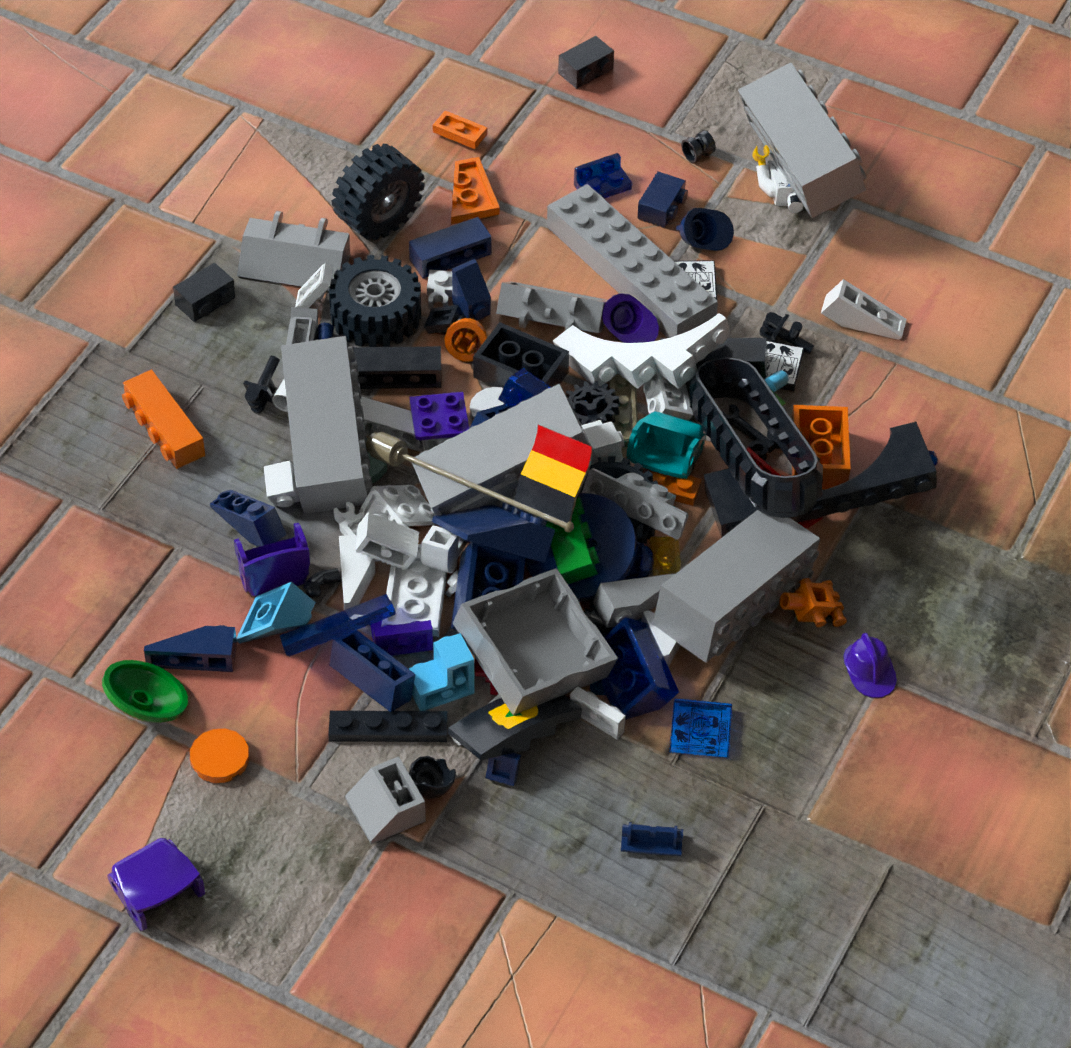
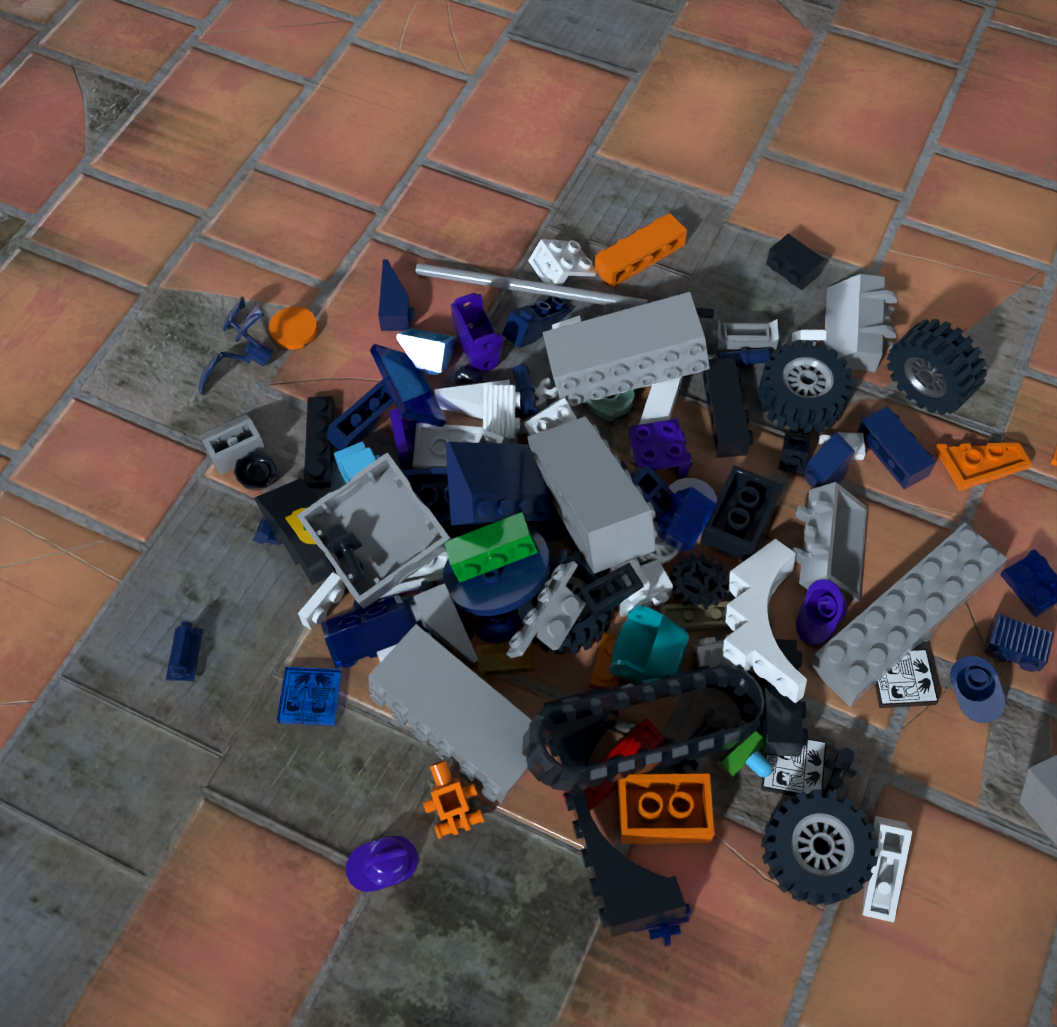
camera: 90 degrees right, 10 degrees up
(144, 691) = (346, 251): green dish -> none
(153, 878) = (168, 294): dark purple piece -> none
(170, 492) = (558, 258): none -> white bracket
(198, 524) = (528, 286): none -> light grey piece
(252, 750) = (254, 349): none -> dark blue plant
(344, 523) = (526, 390): none -> dark blue pin
(465, 338) = (771, 463): orange piece -> none
(546, 484) = (546, 514): flag -> none
(551, 667) = (344, 546): none -> black arm
(627, 463) = (616, 598): none -> black slope
(853, 347) = (794, 873): none -> black wheel

